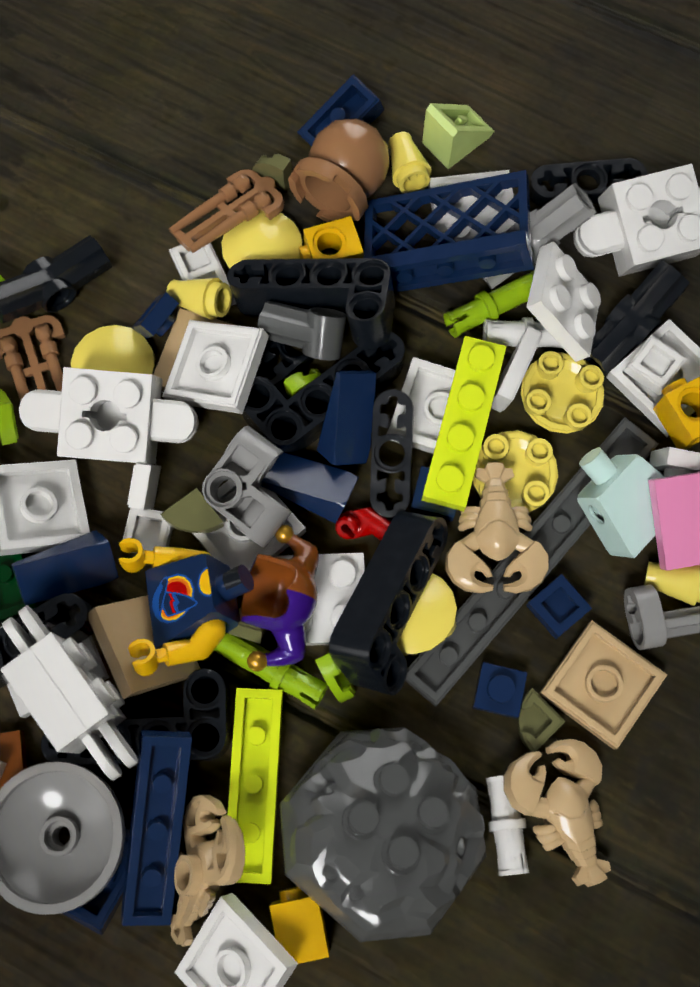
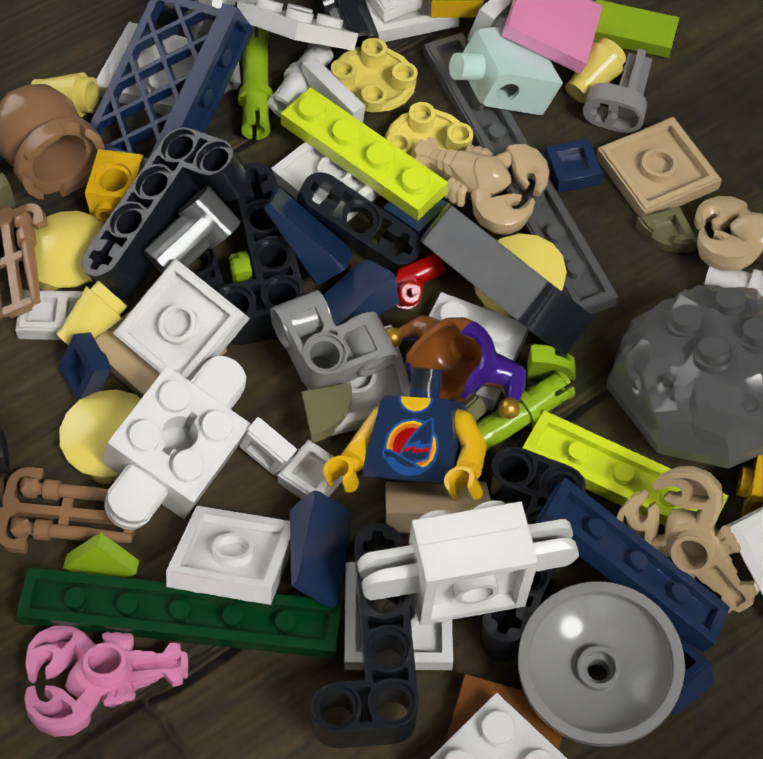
camera: 65 degrees left, 15 degrees down
(453, 132) = (61, 49): yellowish green slope -> none
(499, 690) = (626, 245): dark blue plate -> none

